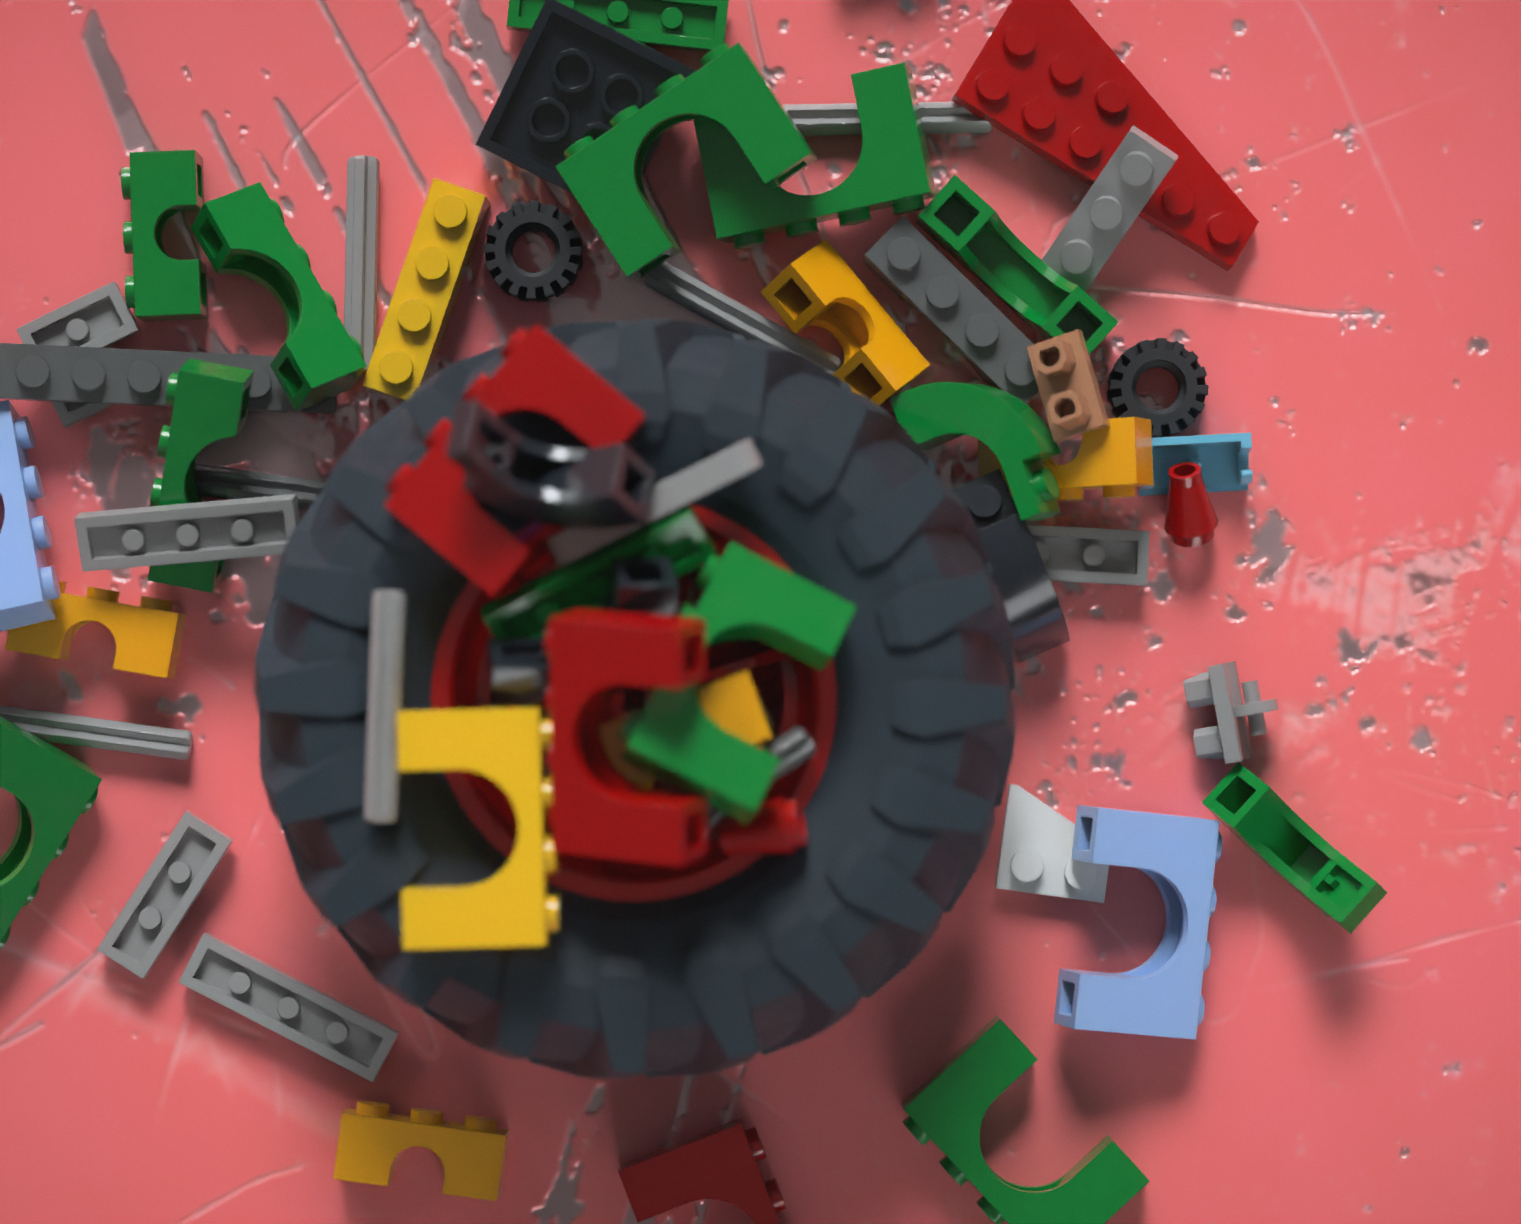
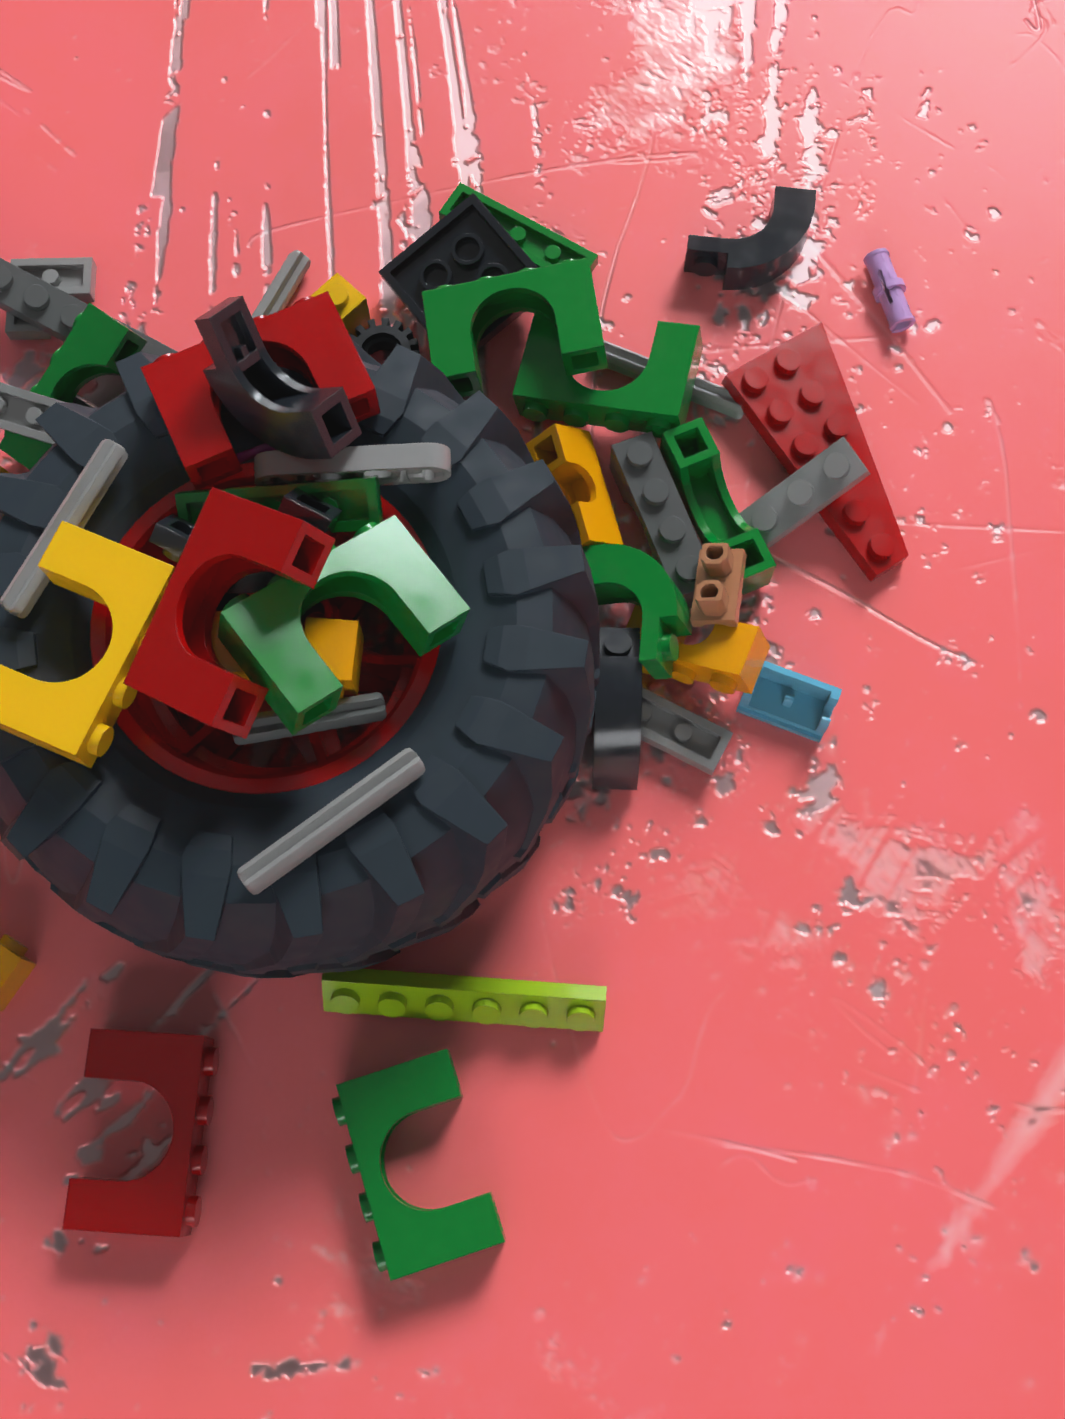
camera: 25 degrees right, 15 degrees down
(159, 189) = (153, 218): green arch -> none
(248, 238) = (195, 266): green arch -> none
(771, 829) = (315, 760): red cone -> none
(821, 884) = (331, 821): none -> light grey axle
(1001, 953) = (465, 999): none -> lime plate
(1039, 853) = (546, 939): white wing -> none
(1165, 990) = (647, 989): light blue arch -> none
(1176, 360) = (802, 620): black tyre -> none
(1189, 509) = (771, 727): red cone -> none
(1231, 736) = (737, 876): light grey hips -> none
(1293, 848) = (740, 1022): green arch -> none

